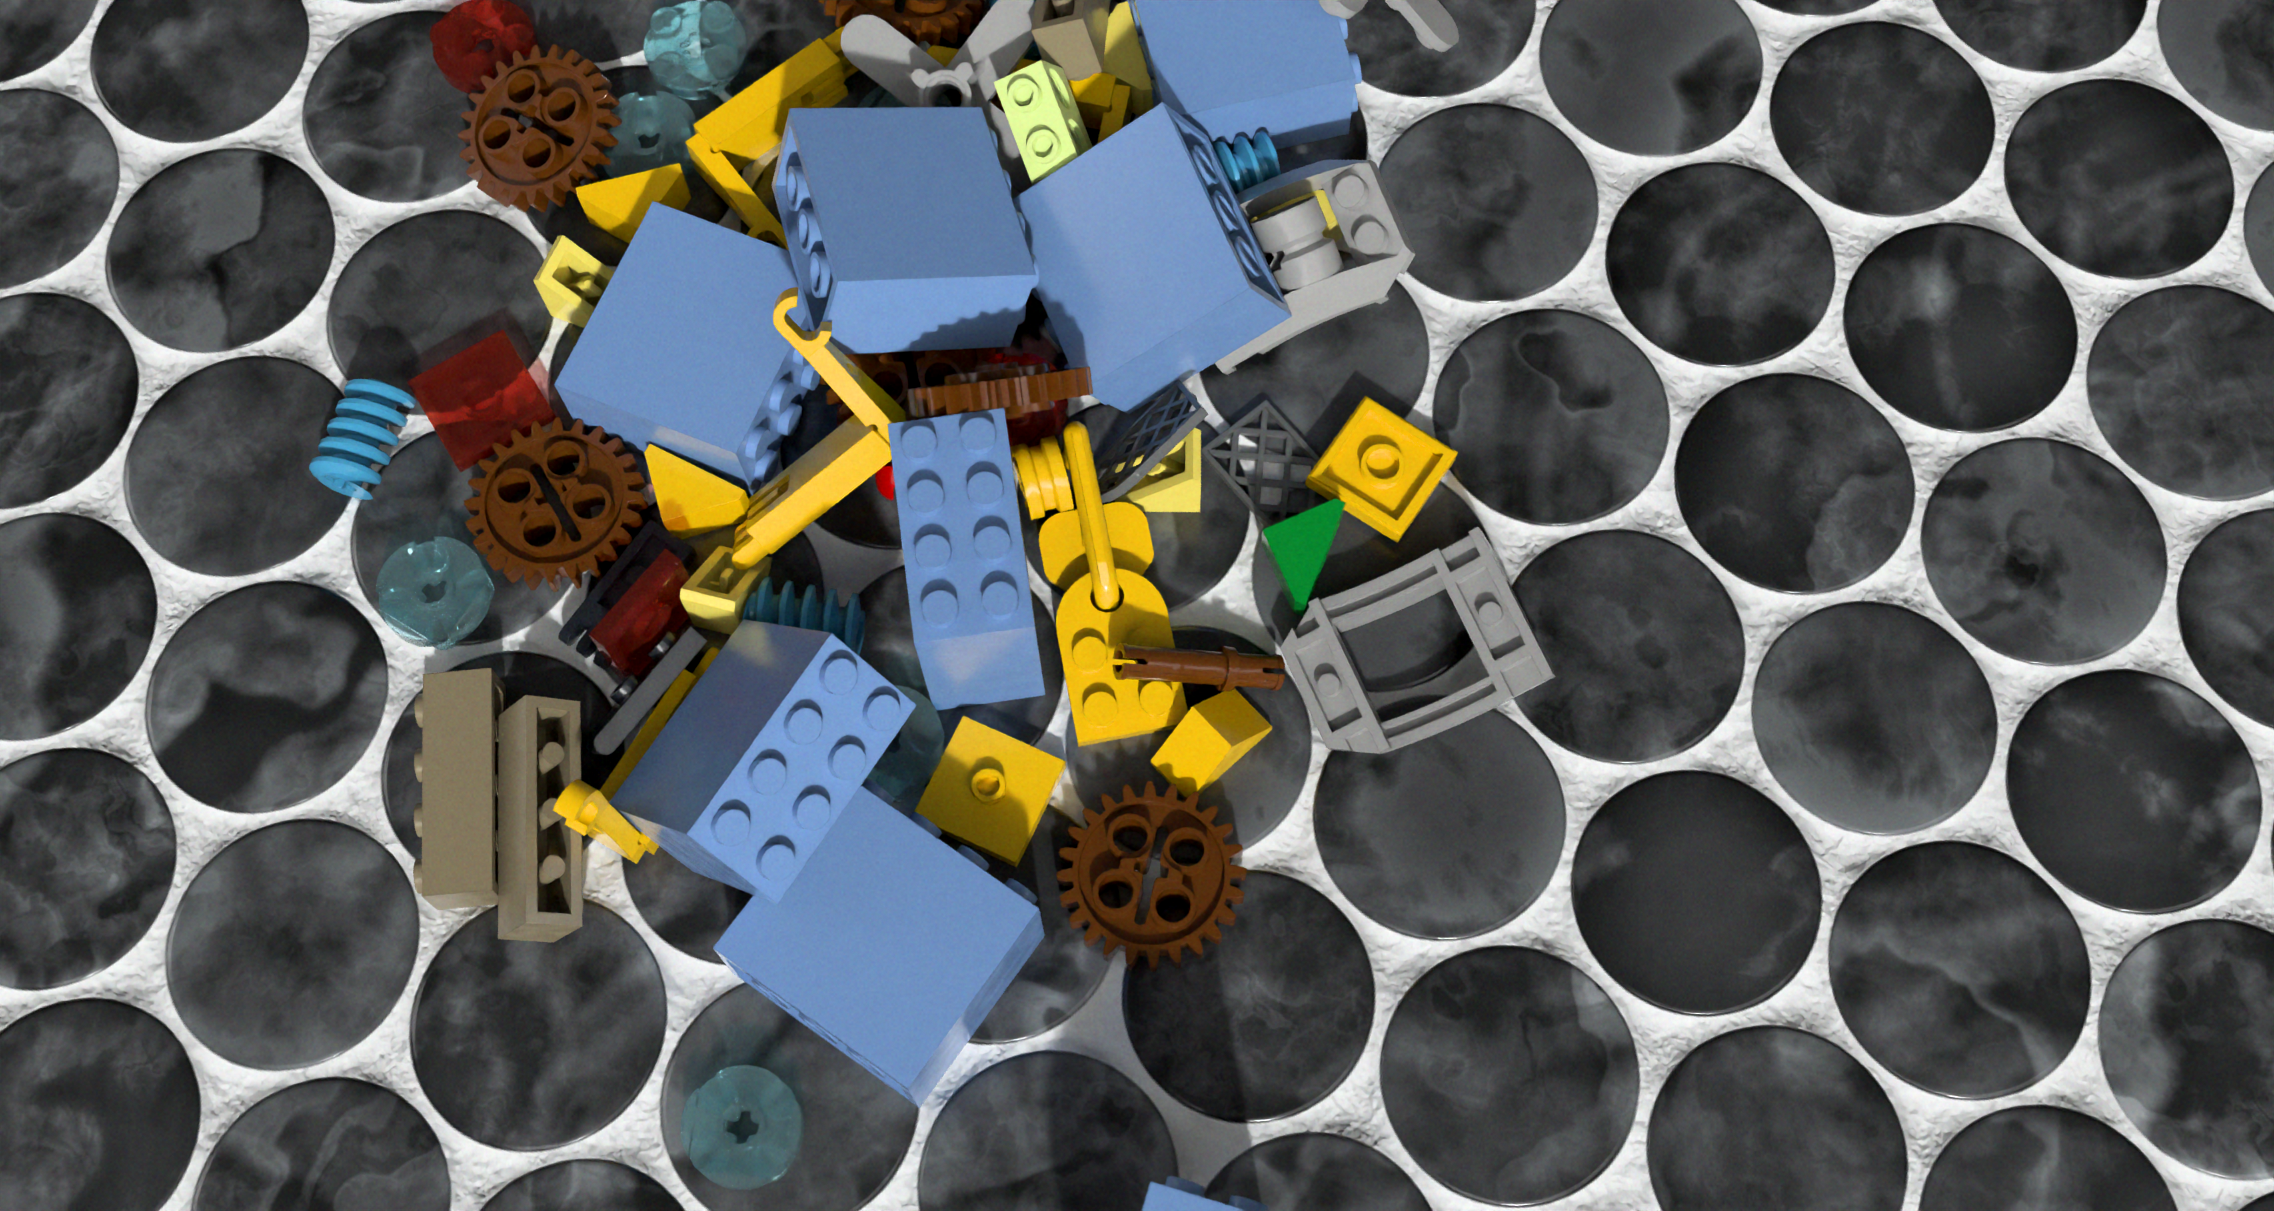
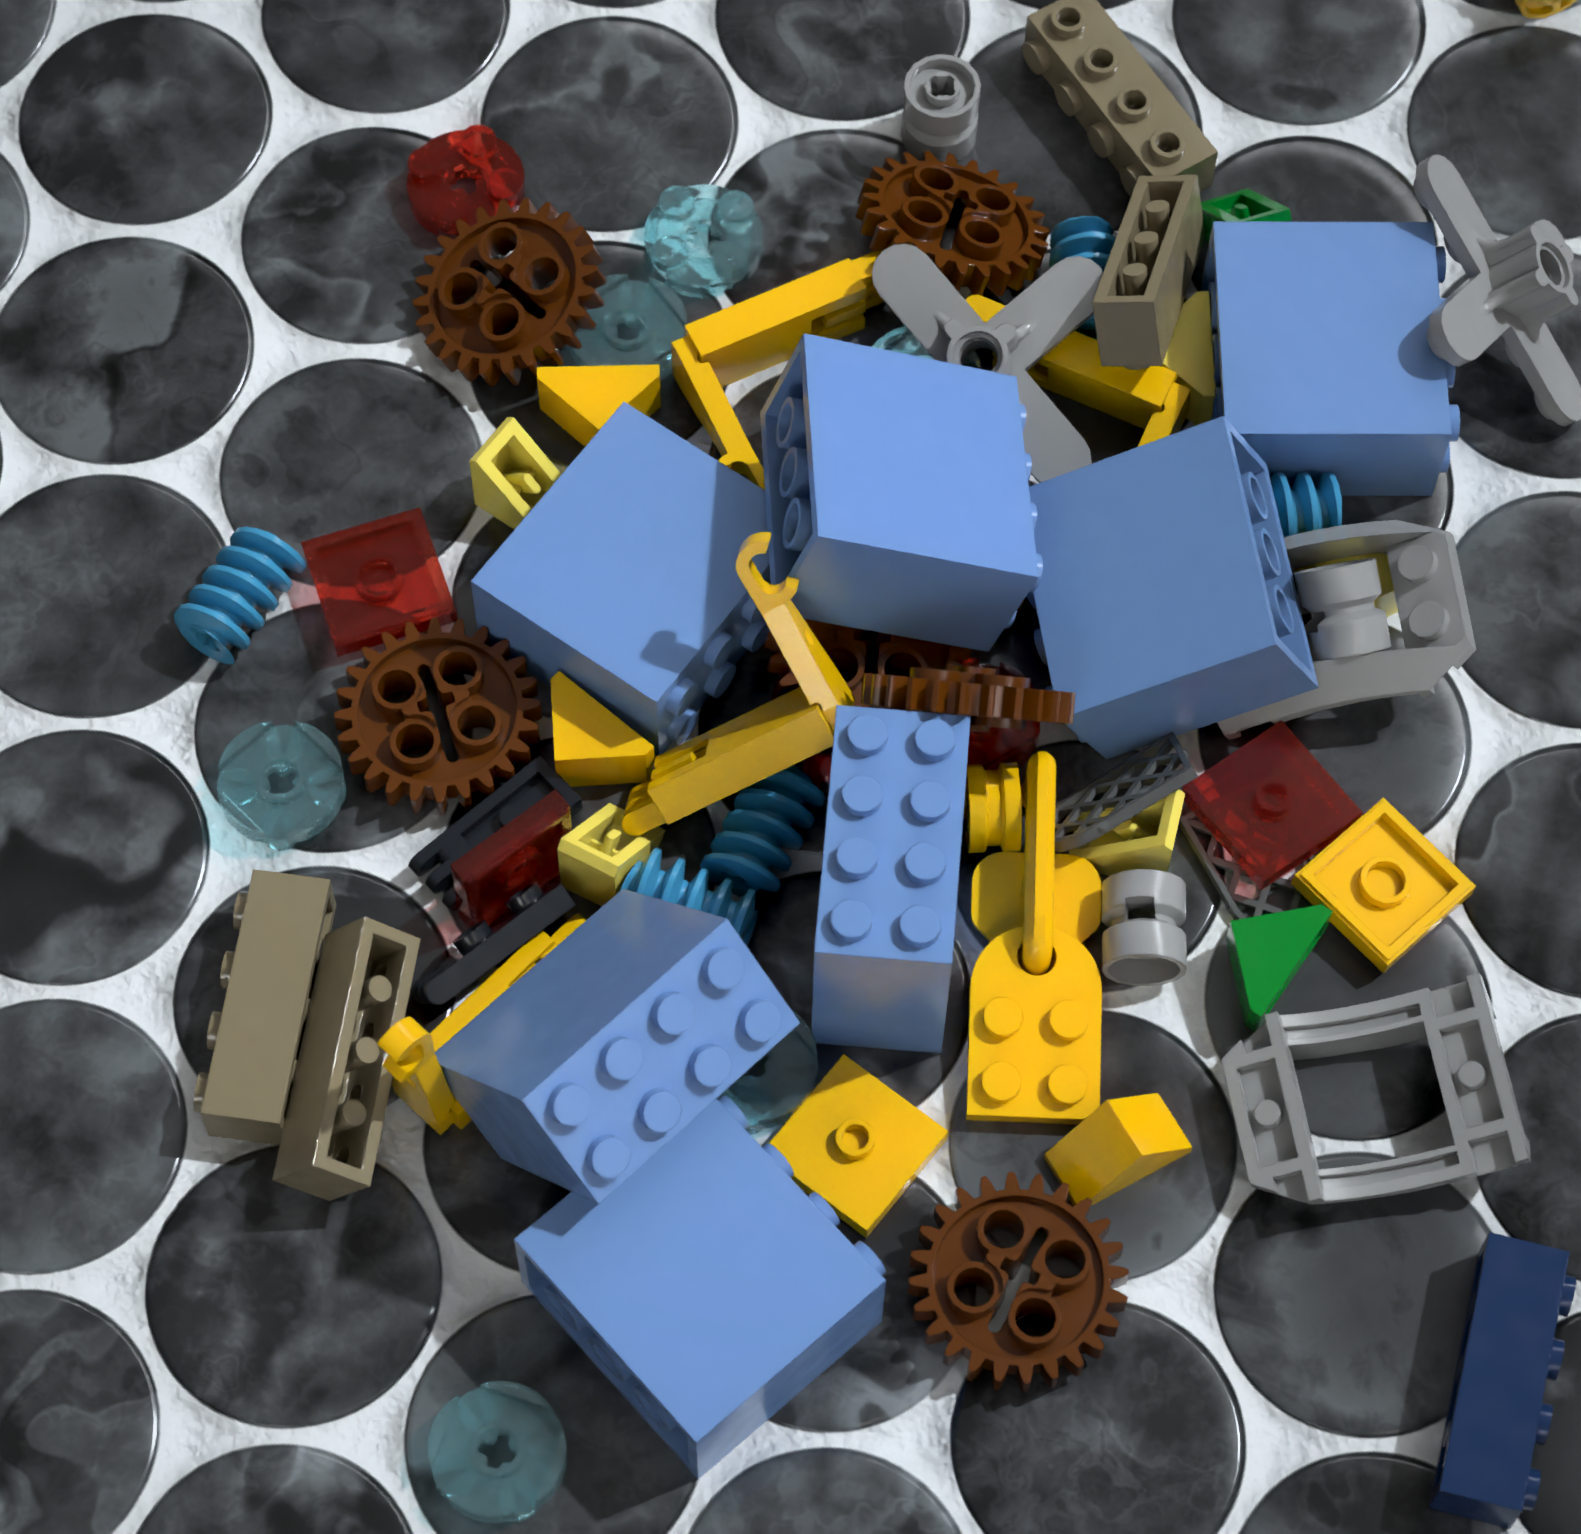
camera: 10 degrees right, 5 degrees down
(850, 539) = (760, 828): none -> dark azure piece
(1043, 118) = (1083, 404): yellowish green brick -> none
(1189, 542) = (1143, 927): none -> light grey wheel
(1220, 668) = (1149, 1066): reddish brown pin -> none
(1274, 422) = (1271, 804): none -> clear red plate
(1571, 866) = (1501, 1381): none -> dark blue brick

